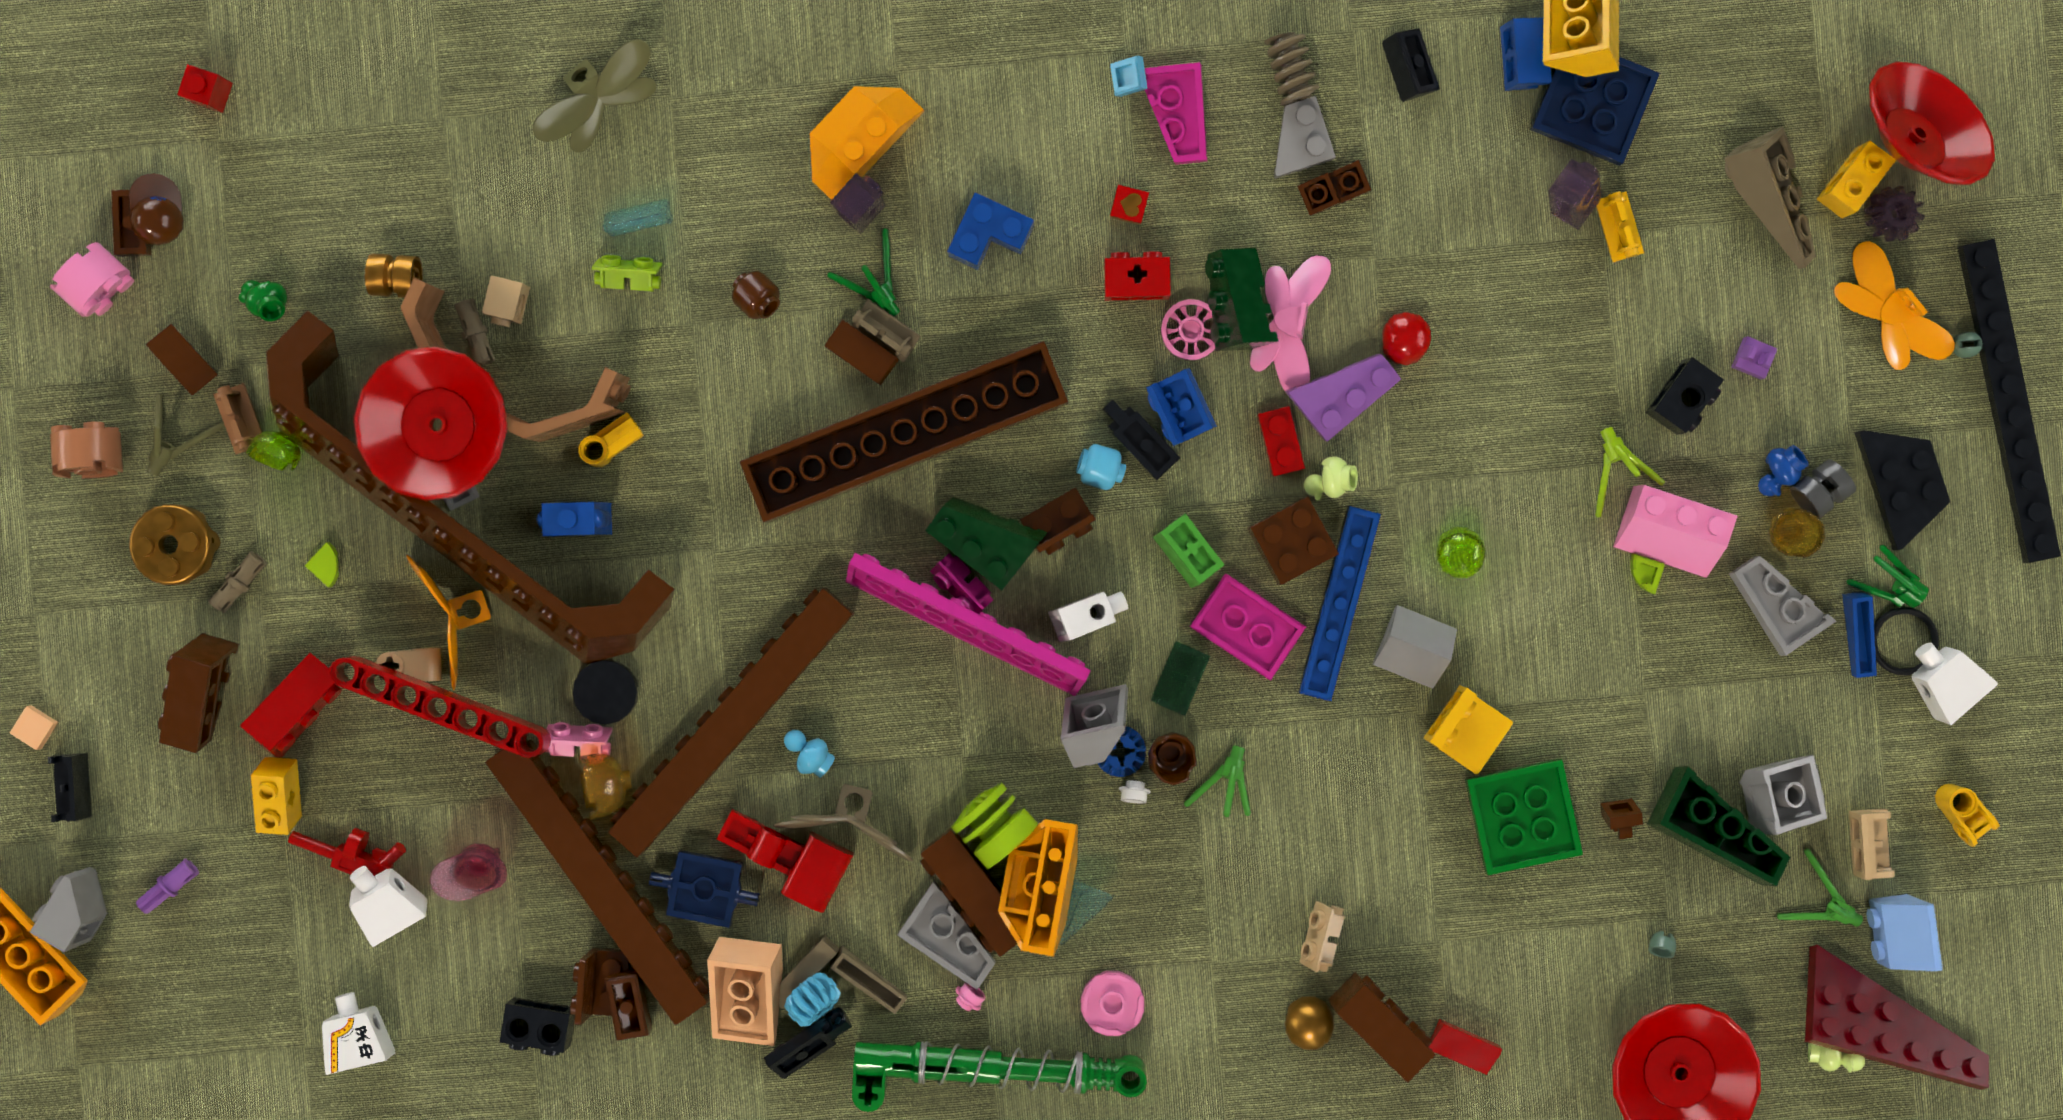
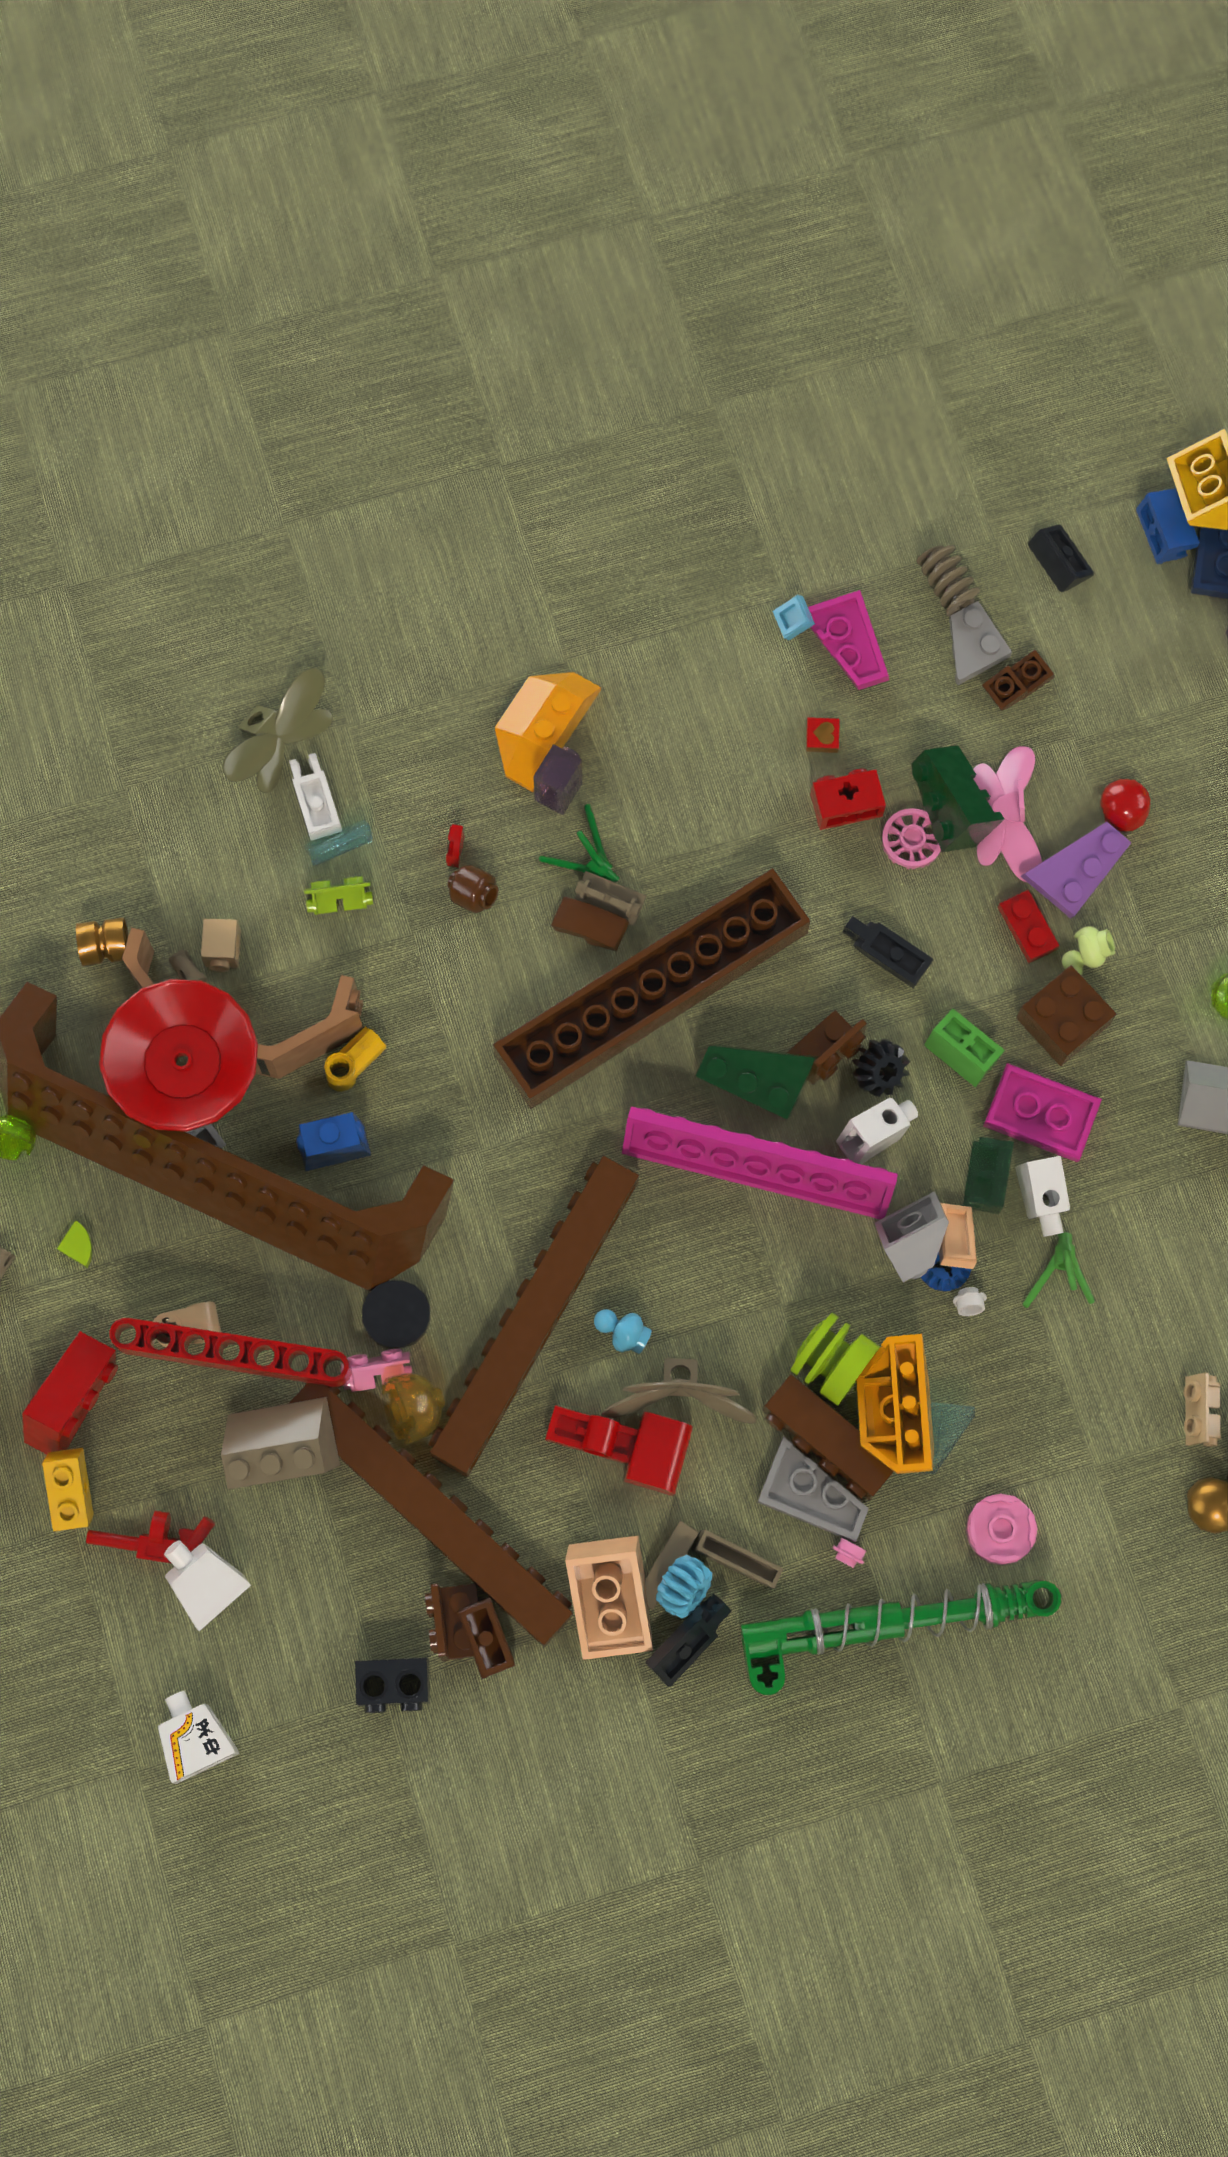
camera: 10 degrees left, 15 degrees down
(454, 622) = (198, 1239): light orange piece -> none
(469, 873) = (289, 1530): clear pink piece -> none
(471, 797) = (279, 1443): none -> dark tan slope
(621, 171) = (315, 800): none -> white hinge
(704, 888) = (542, 1497): dark blue plate -> none
(750, 241) = (456, 839): none -> red tile
(950, 576) = (732, 1119): dark pink hinge -> none
(987, 223) = (691, 776): blue brick -> none
(1100, 467) = (856, 983): medium azure head -> none
(1103, 556) = (880, 1067): none -> black gear
(1136, 739) = (959, 1240): none -> light nougat tile
(1172, 758) = (1000, 1255): reddish brown hair -> none
(1180, 407) = (922, 911): blue bracket -> none
(1227, 697) = (1046, 1178): none -> white torso
(1339, 603) = (1129, 1072): blue tile -> none

